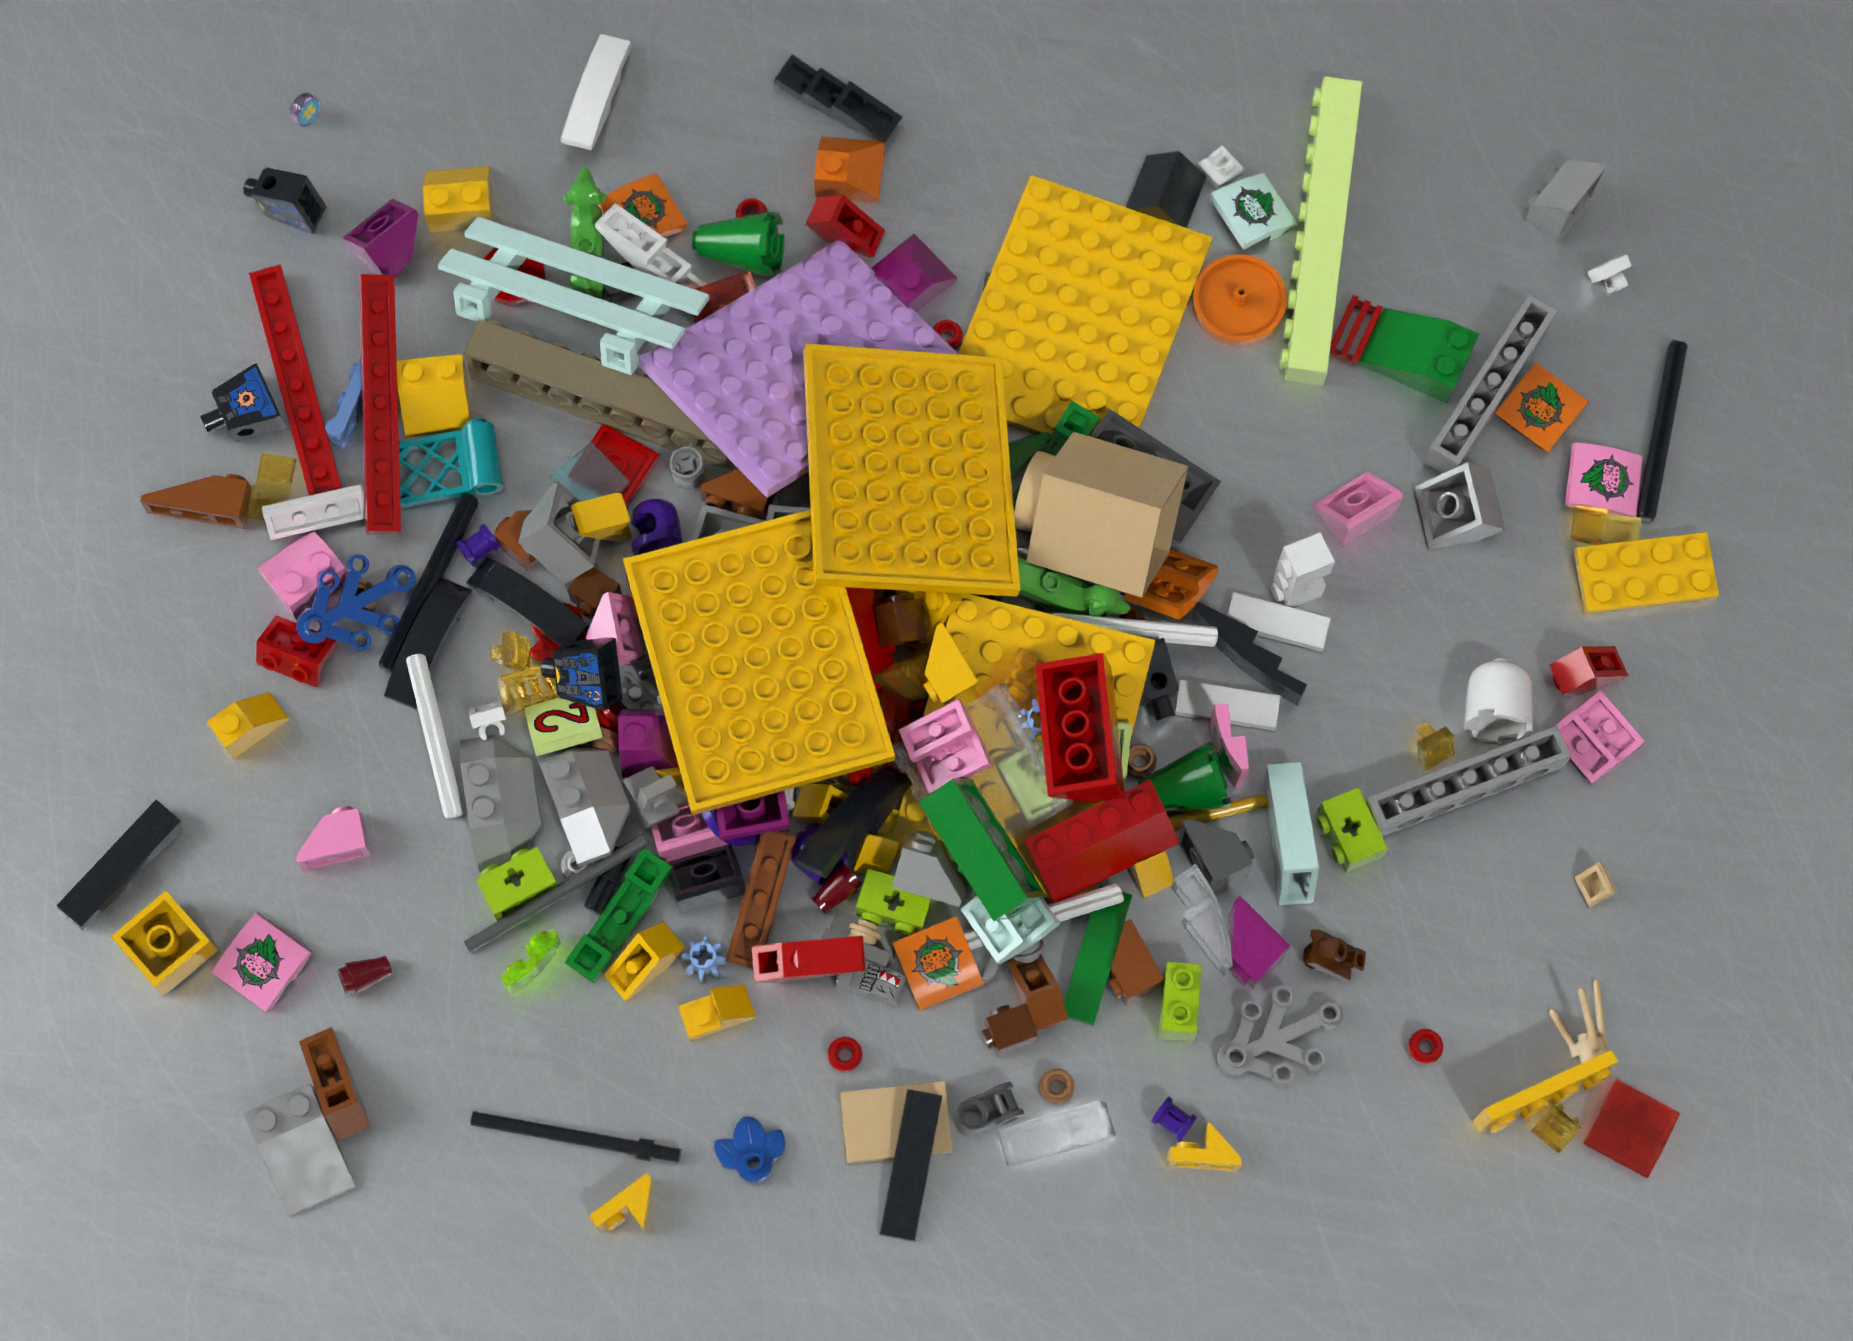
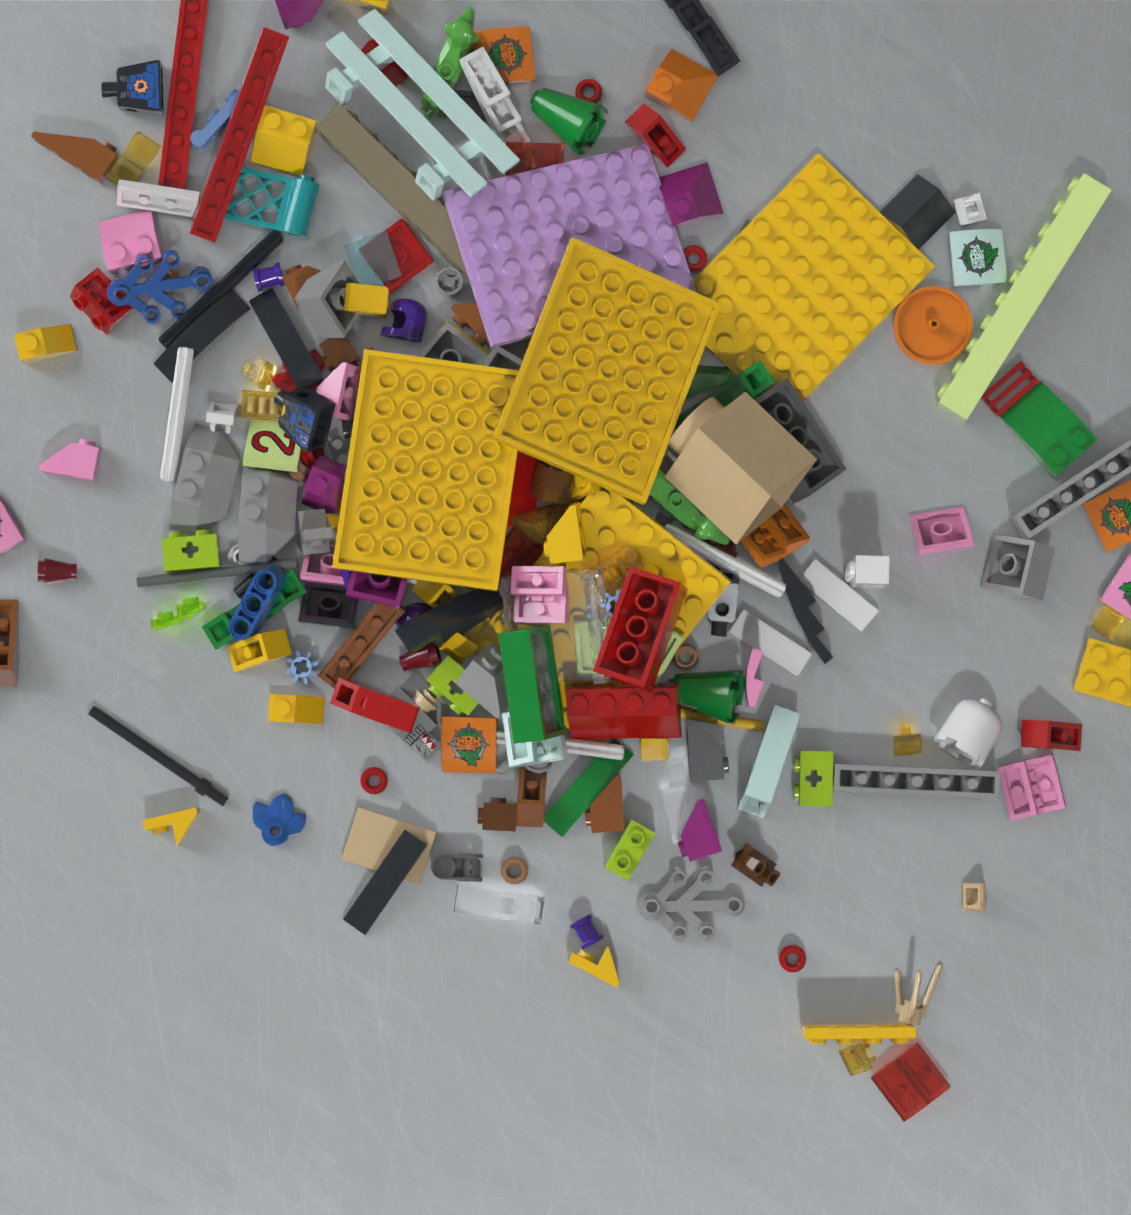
camera: 30 degrees right, 15 degrees up
(629, 888) = (248, 611): none -> blue beam

